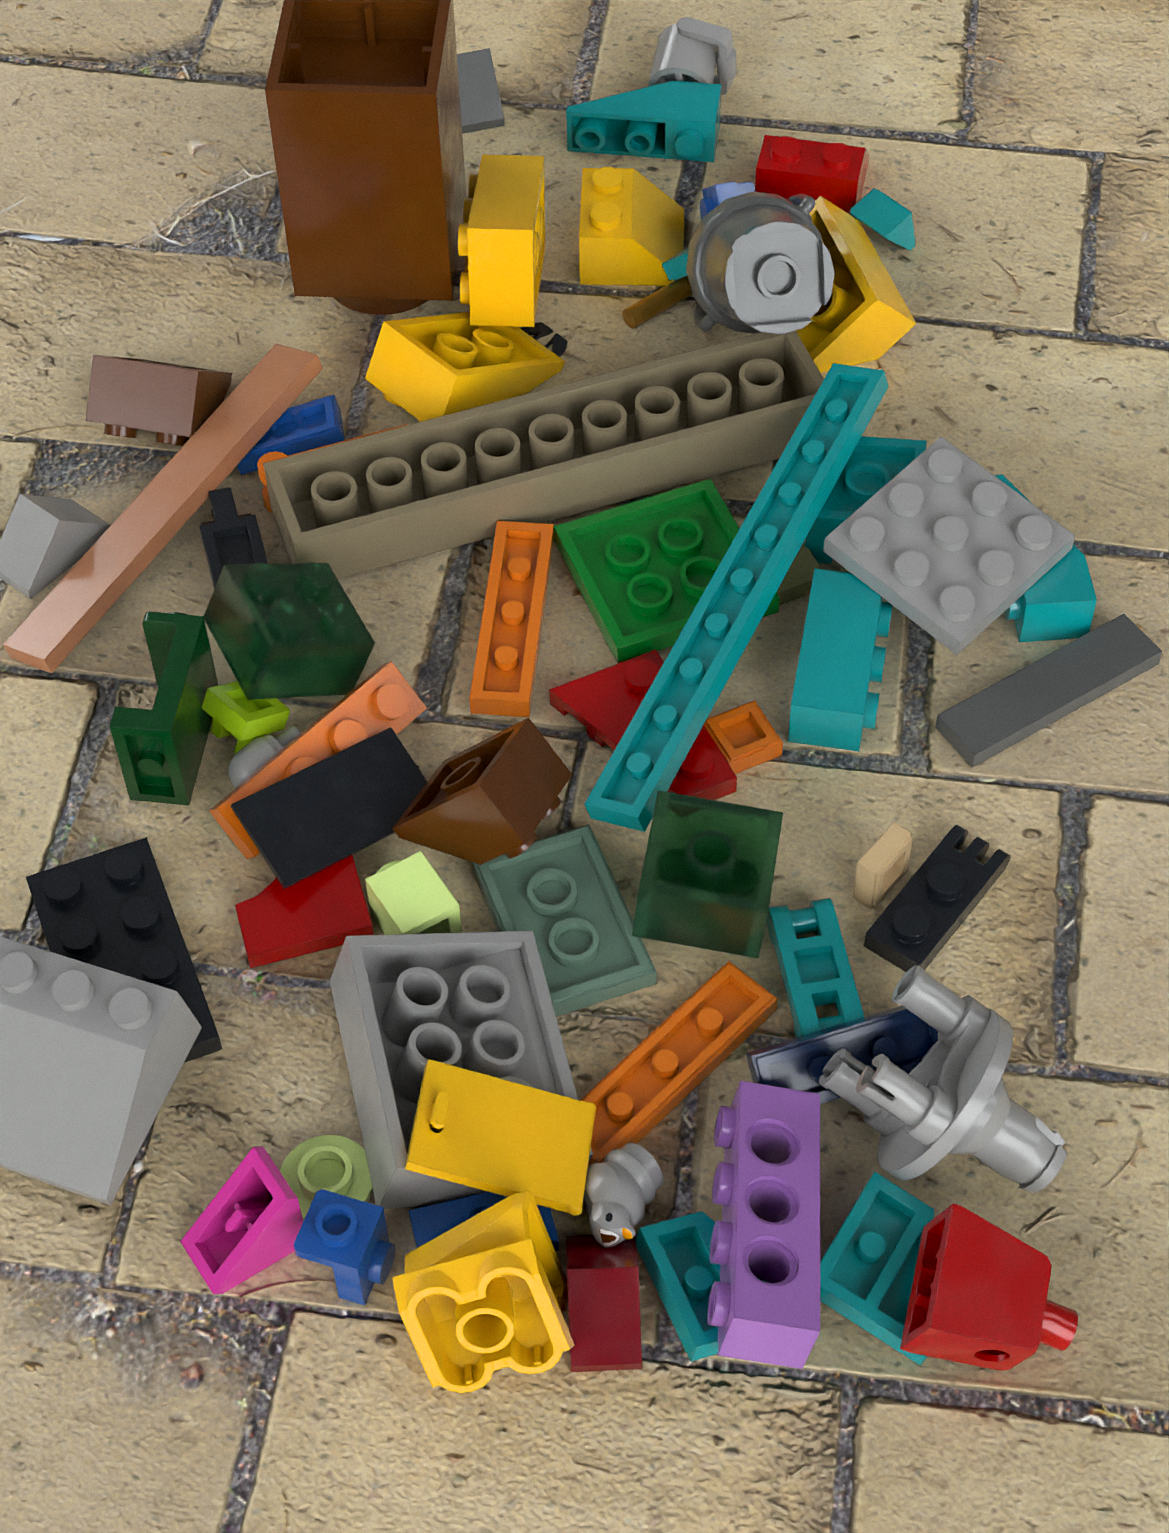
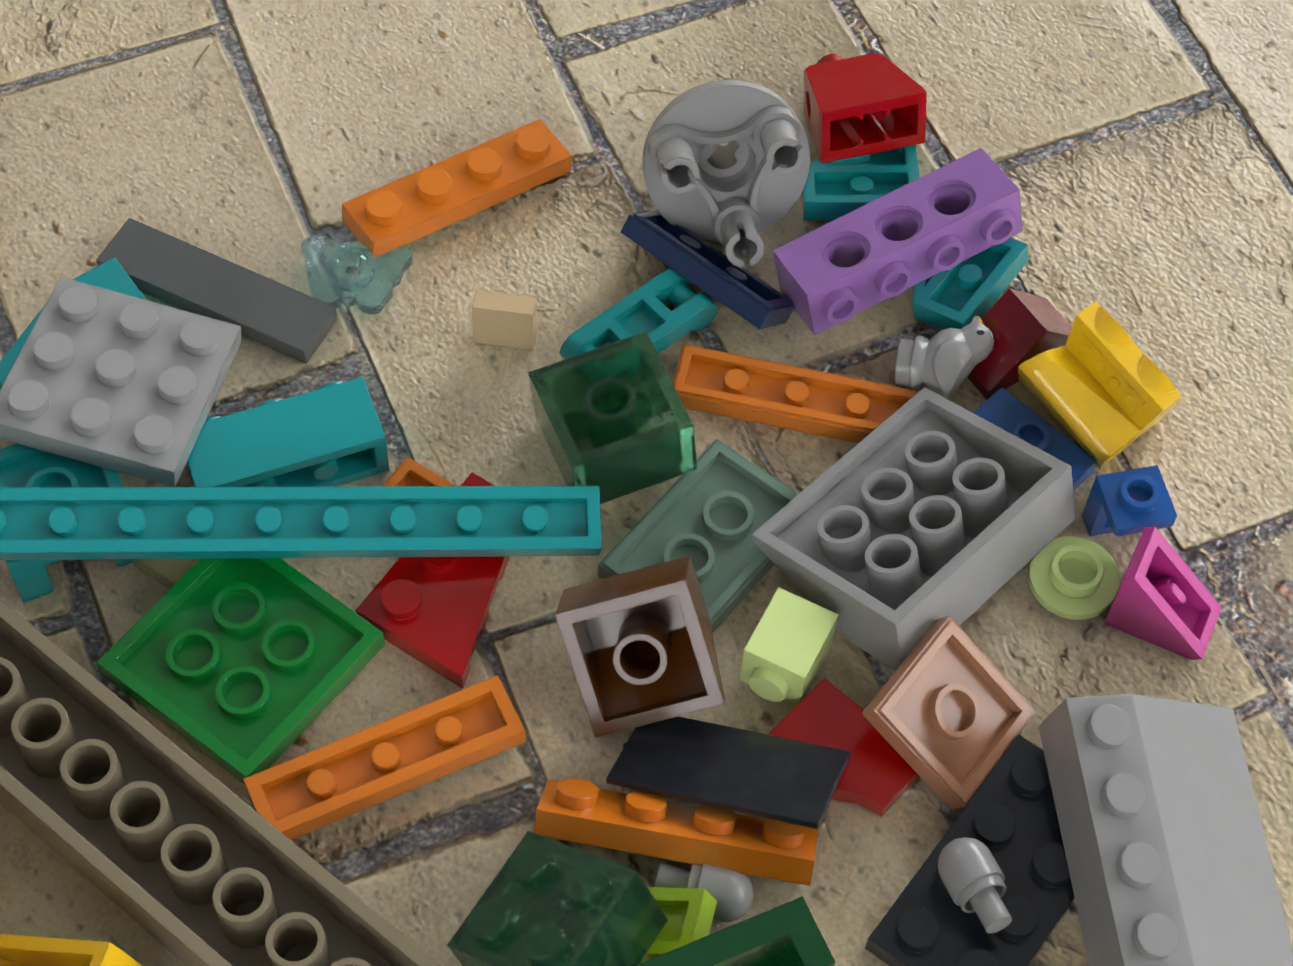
camera: 125 degrees left, 5 degrees up
(118, 903) = (975, 881): none -> light grey cylinder
(268, 982) = (949, 713): none -> nougat tile
(501, 1136) = (975, 431): yellow container -> none
(935, 901) = (457, 272): black hinge -> none
(1011, 792) = (373, 279): none -> clear light blue animal
(1069, 907) = (456, 188): none -> orange plate

